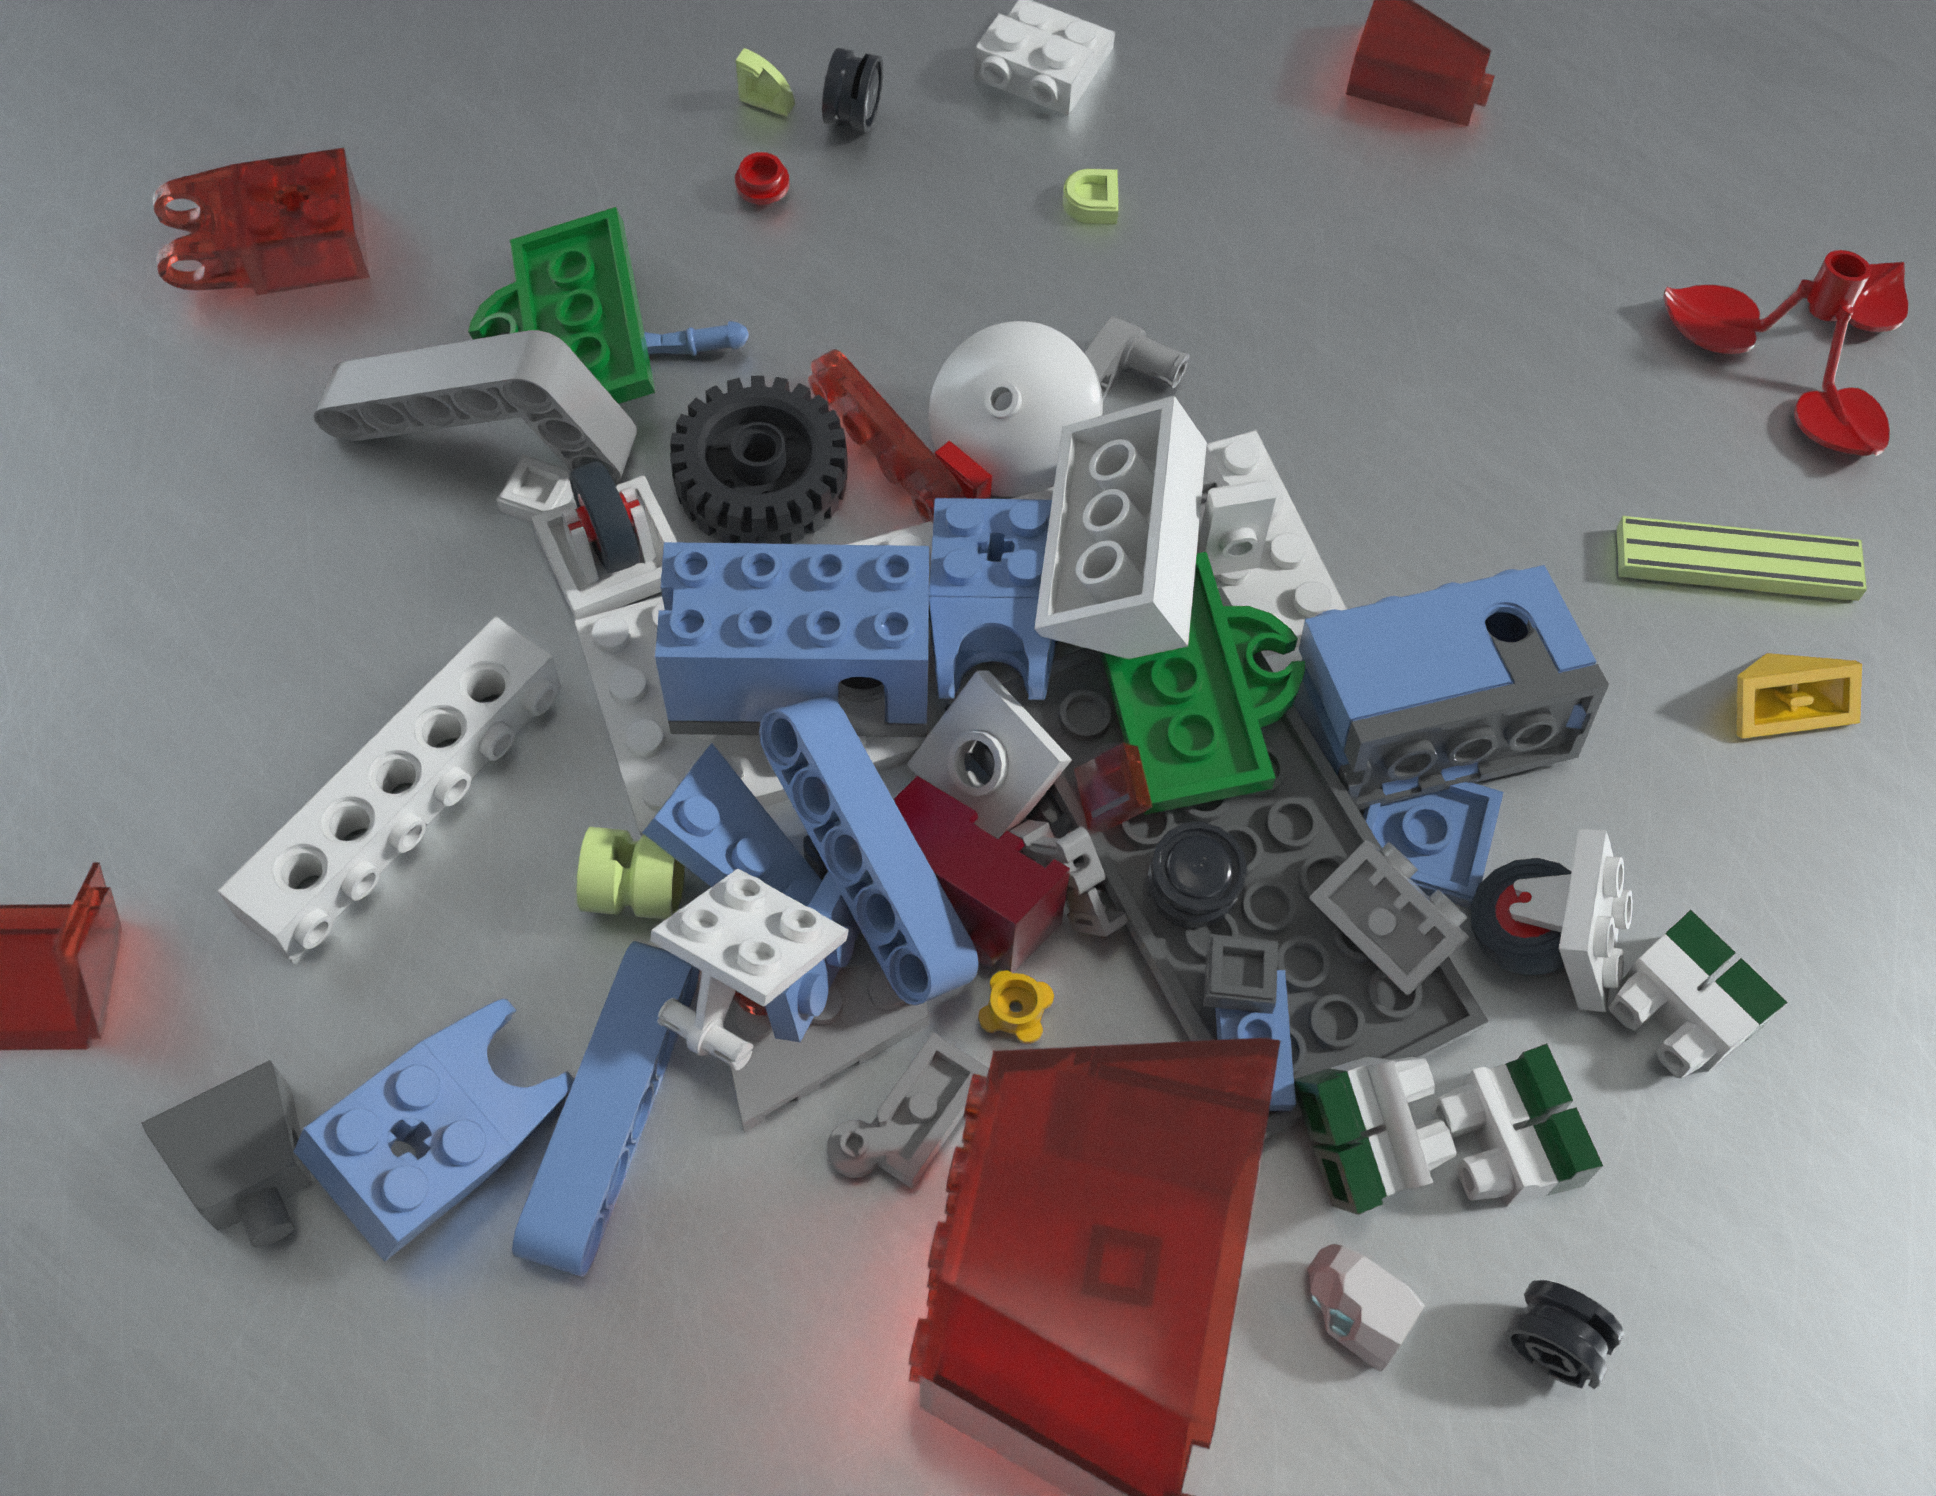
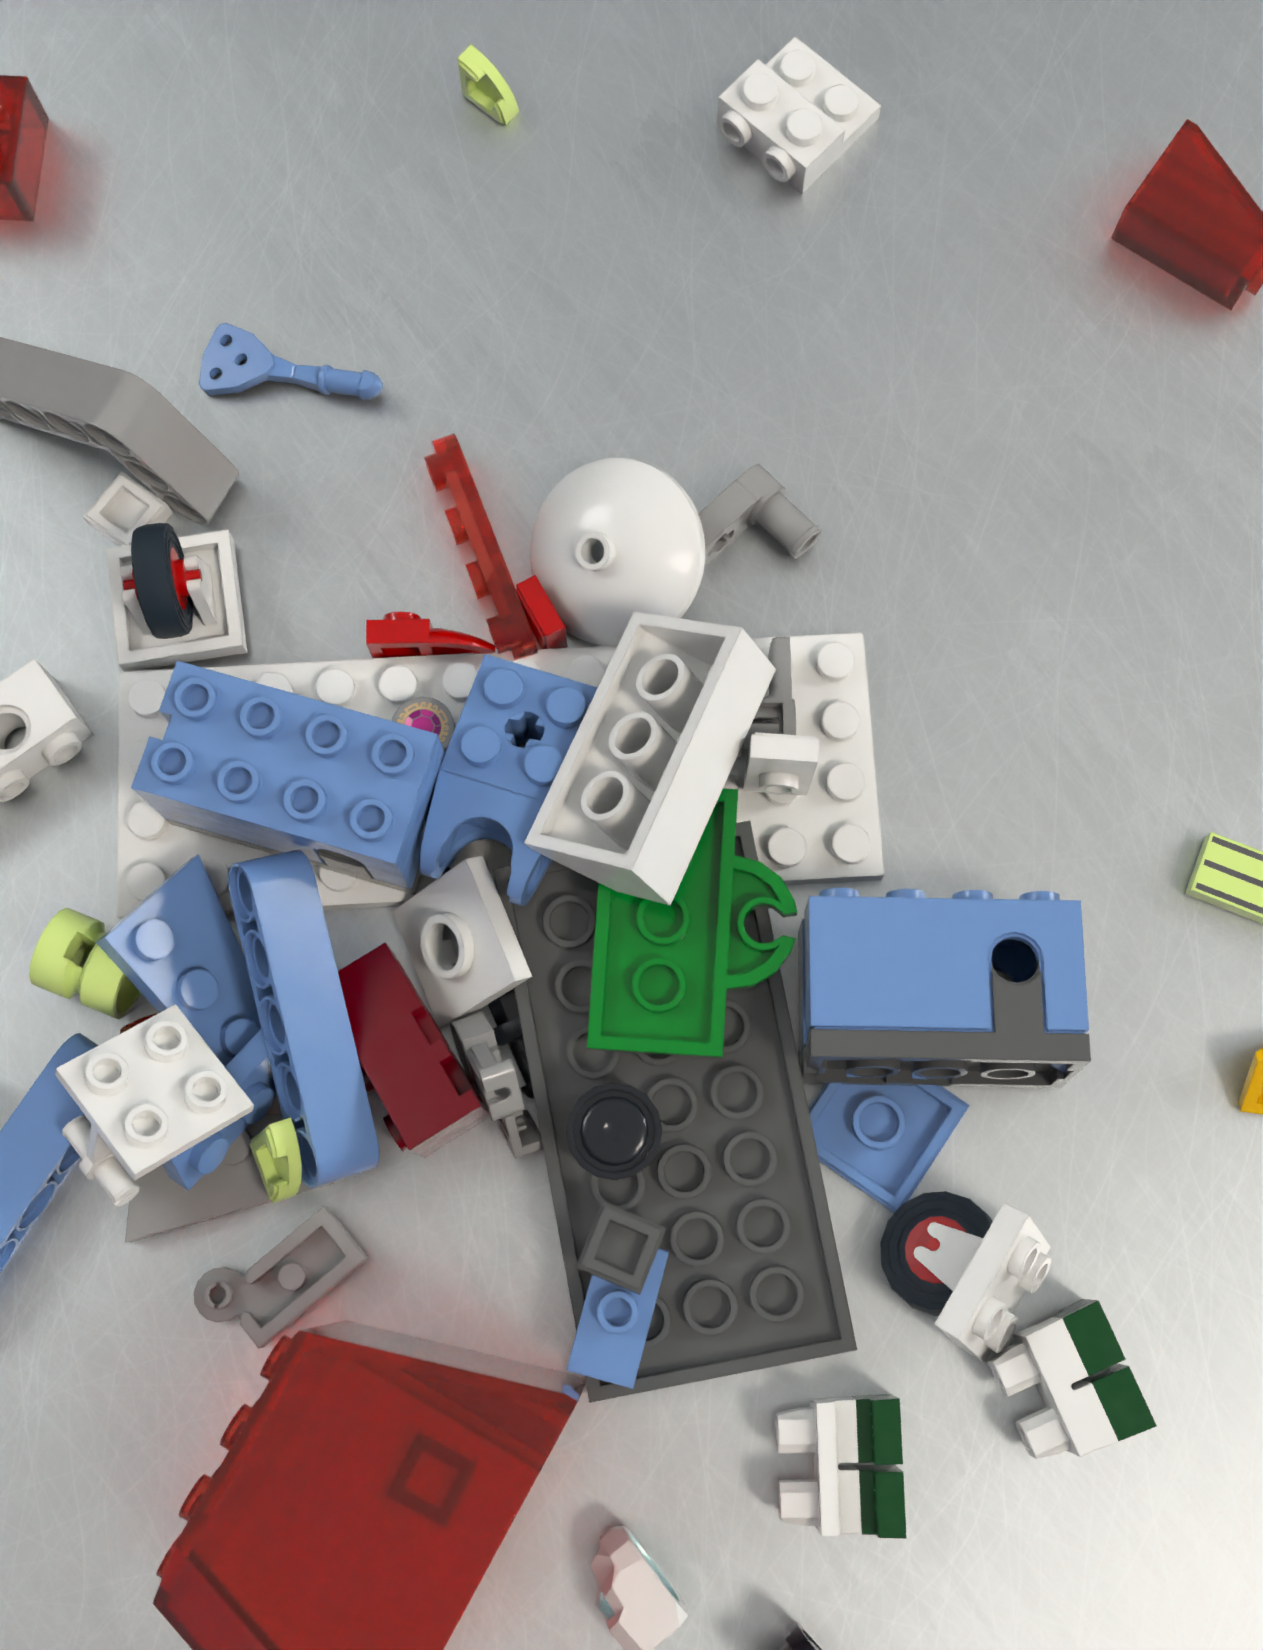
camera: 20 degrees right, 15 degrees up
(582, 290) = (210, 321): green plate -> none
(719, 471) = (340, 498): black wheel -> none
(761, 179) = (452, 202): red plate -> none
(852, 89) = (573, 119): black wheel -> none
(852, 521) = (409, 635): none -> red plate
(880, 989) = (278, 1159): none -> yellowish green tile
(1020, 988) = (397, 1195): yellow plate -> none
(1092, 196) = (791, 303): yellowish green tile -> none
(1113, 787) = (561, 1019): clear red tile -> none
(1368, 1129) = (691, 1432): hips -> none
(1390, 914) = (795, 1225): light grey bracket -> none

